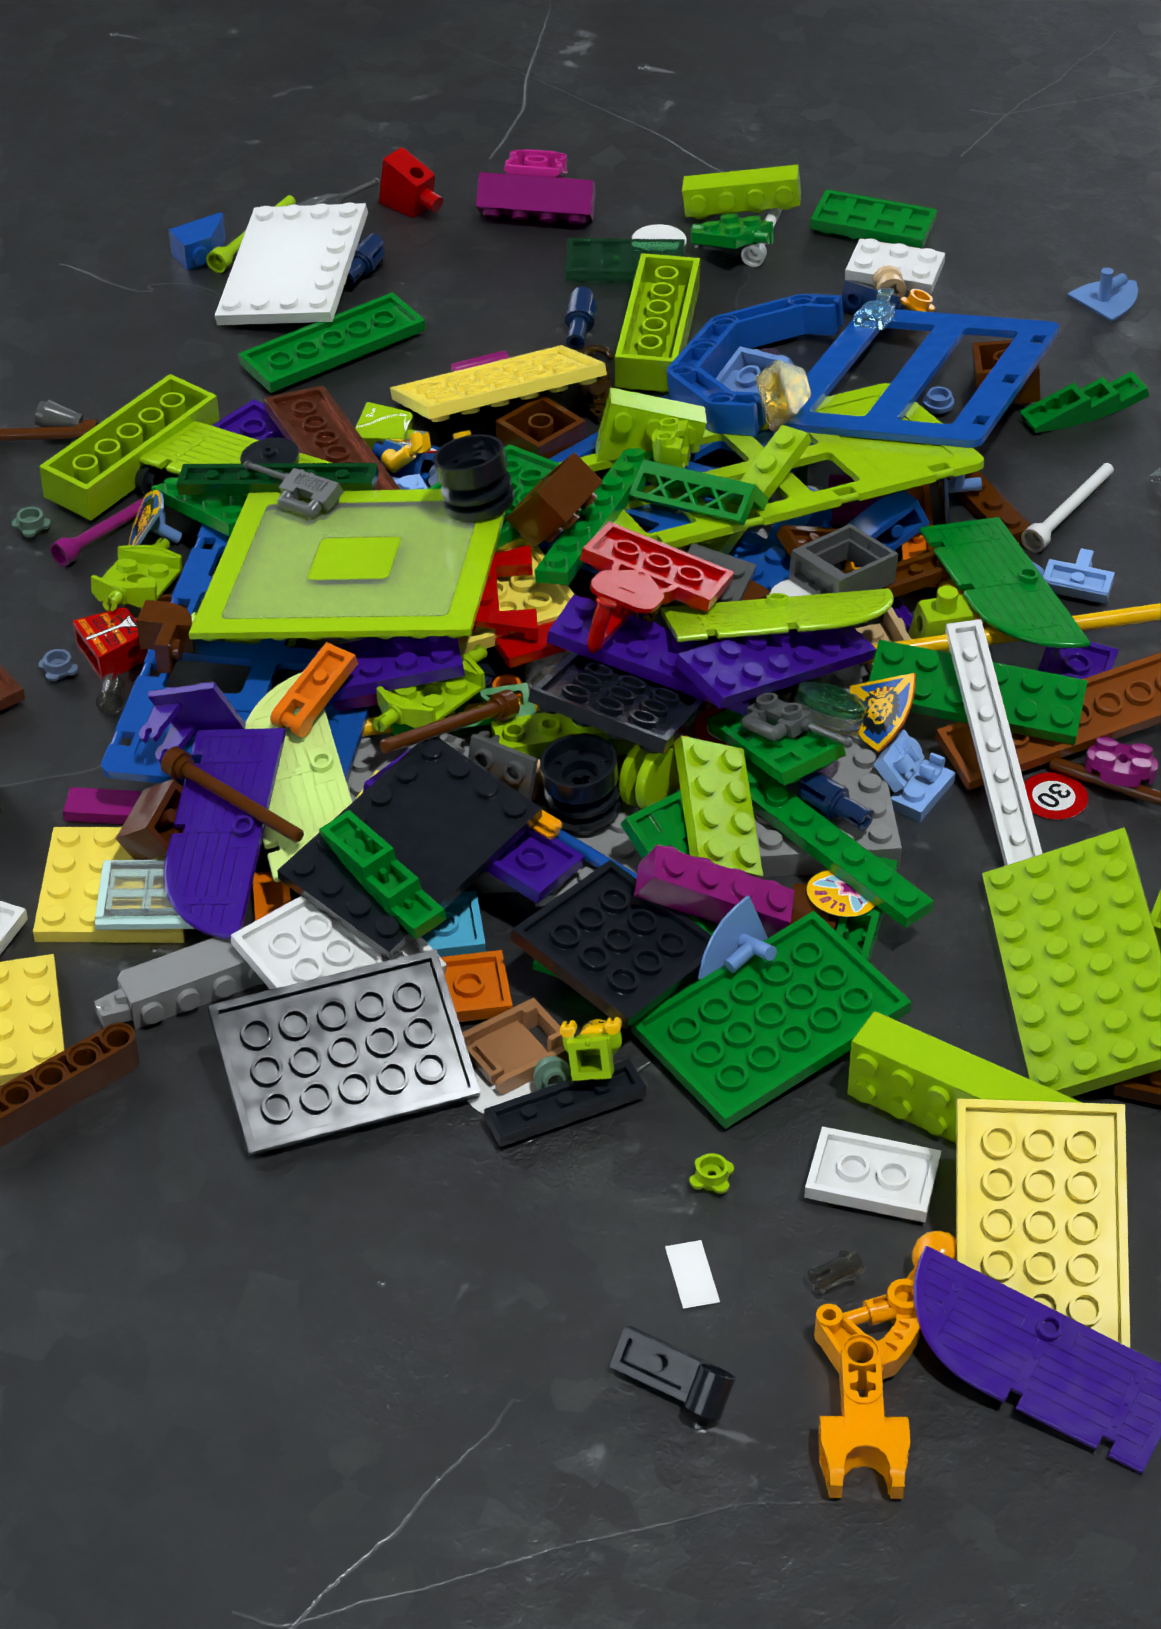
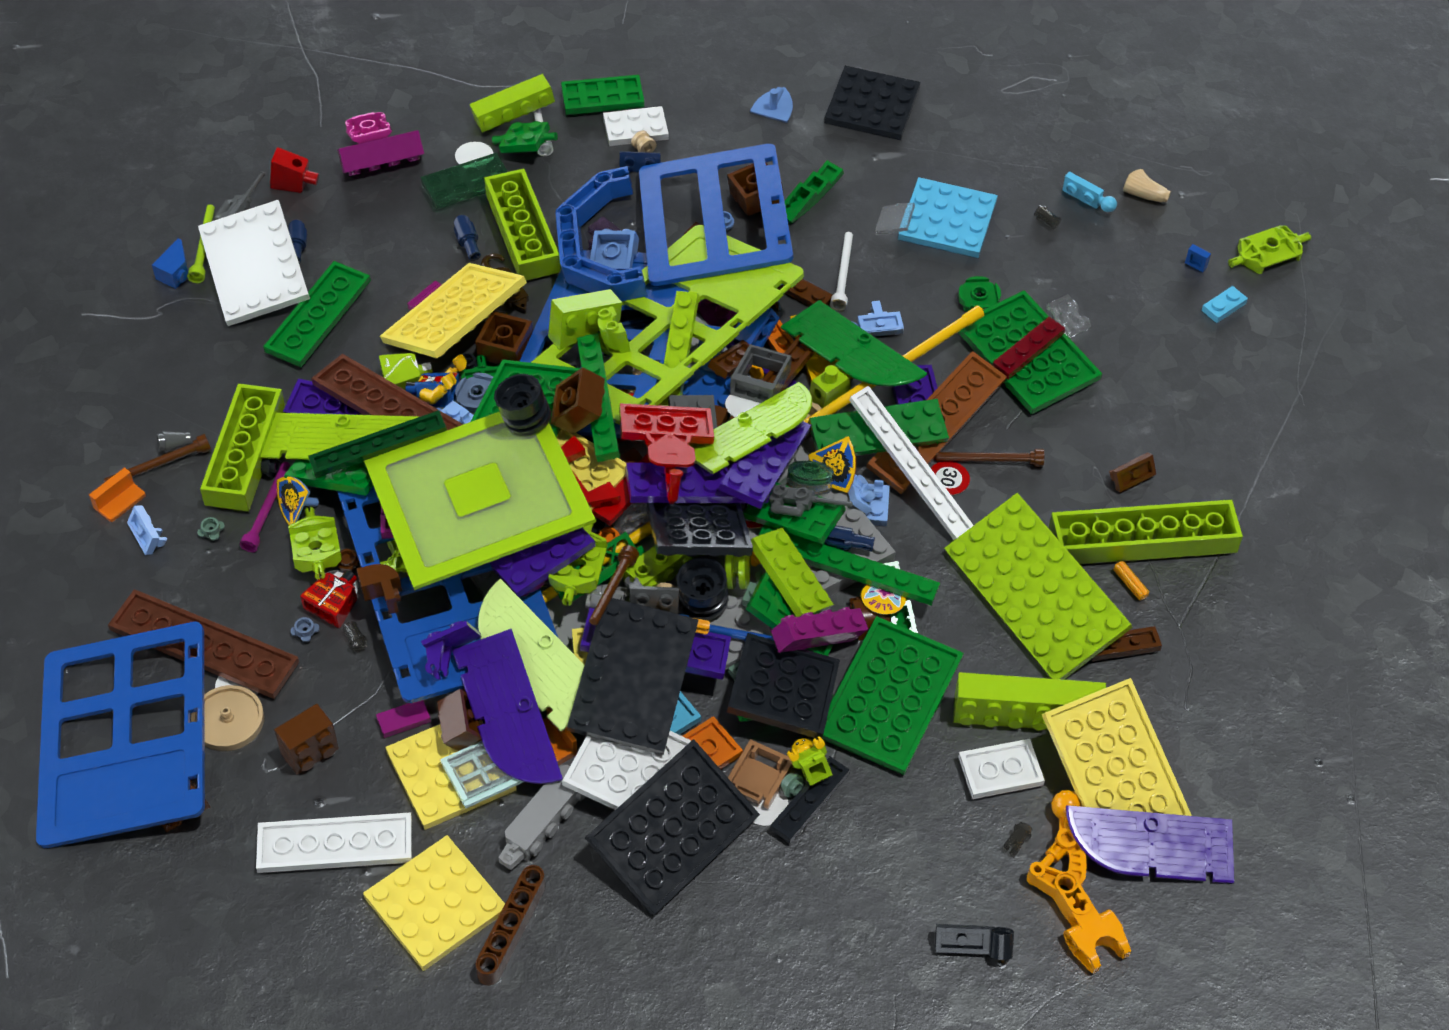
camera: 30 degrees left, 10 degrees up
(179, 765) = (460, 679): reddish brown piece -> none
(271, 451) = (356, 425): black piece -> none
(300, 486) = (403, 446): dark grey piece -> none
(313, 689) = (516, 594): orange plate -> none
(381, 874) = (634, 704): green slope -> none
(692, 1274) = (940, 873): white sticker -> none
(695, 485) = (651, 351): green fence -> none
(712, 1173) = (915, 801): lime plate -> none
(736, 940) = (850, 656): medium blue shield -> none
(782, 392) = (655, 264): clear yellow slope -> none
(876, 313) = (654, 172): clear light blue plate -> none
(918, 301) = (668, 150): light orange plate -> none
(1122, 763) = (977, 442): magenta plate -> none

